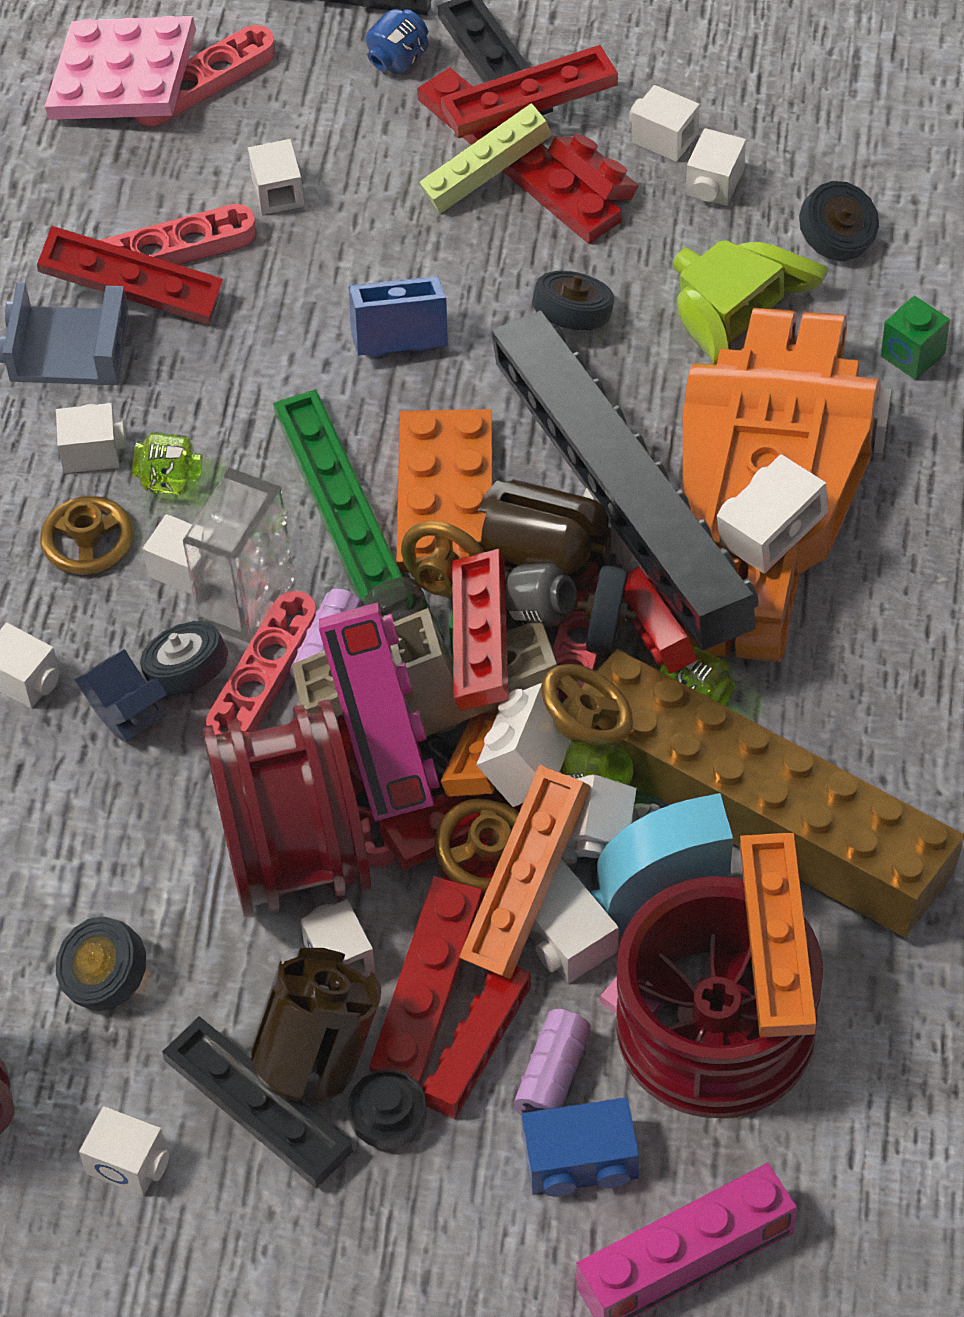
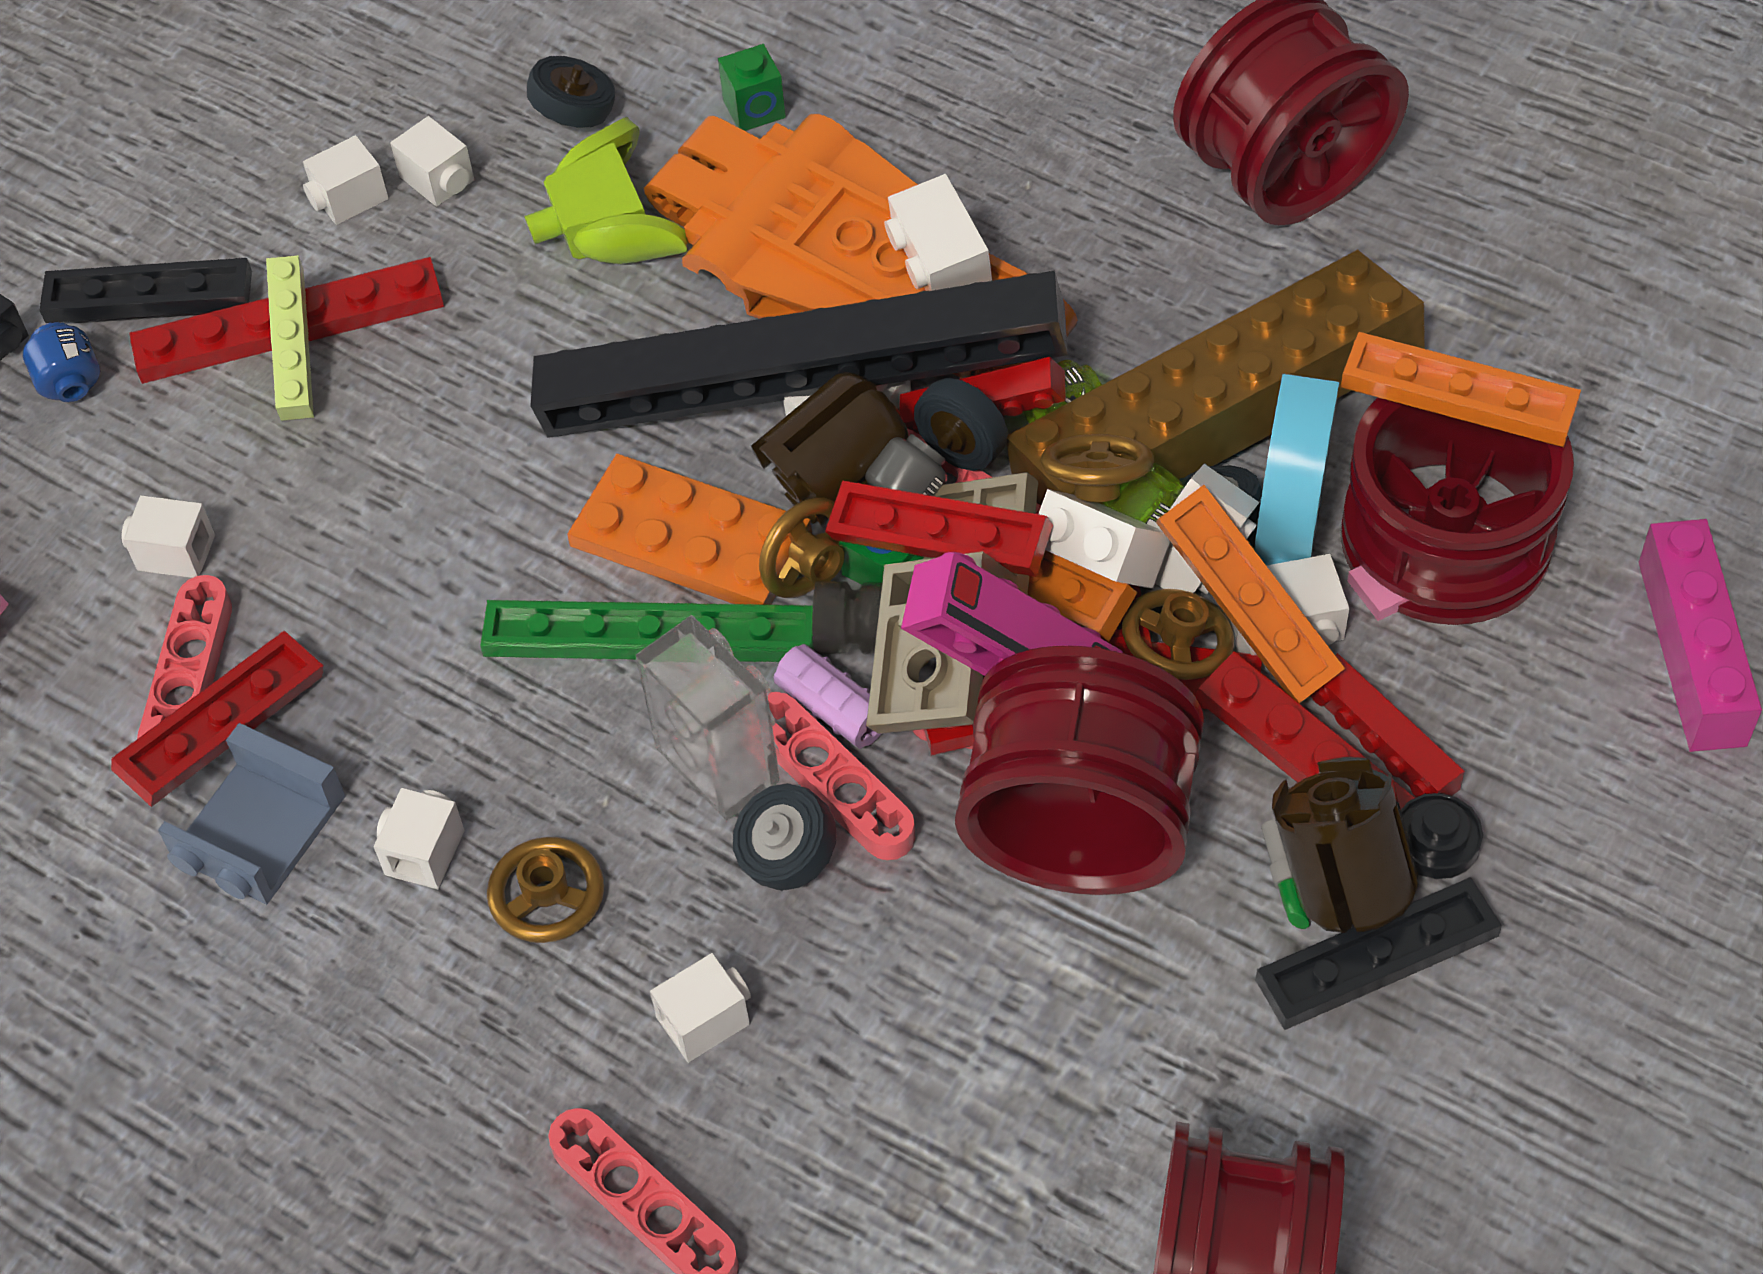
camera: 65 degrees left, 0 degrees up
(101, 963) = (1147, 1045): black wheel -> none
(122, 696) = (804, 916): dark blue brick -> none
(124, 1151) = (1393, 1098): white brick -> none
(166, 463) = (508, 768): clear neon green head -> none
(166, 555) = (642, 795): white brick -> none
(339, 930) = (1226, 814): white brick -> none
(398, 316) = (451, 484): blue brick -> none
(541, 85) = (232, 266): red plate -> none
(553, 1062) = (1449, 675): lavender axle -> none
(573, 300) = (524, 331): black wheel -> none
(580, 1147) = (1551, 683): blue brick -> none
(599, 173) = (379, 252): red plate -> none

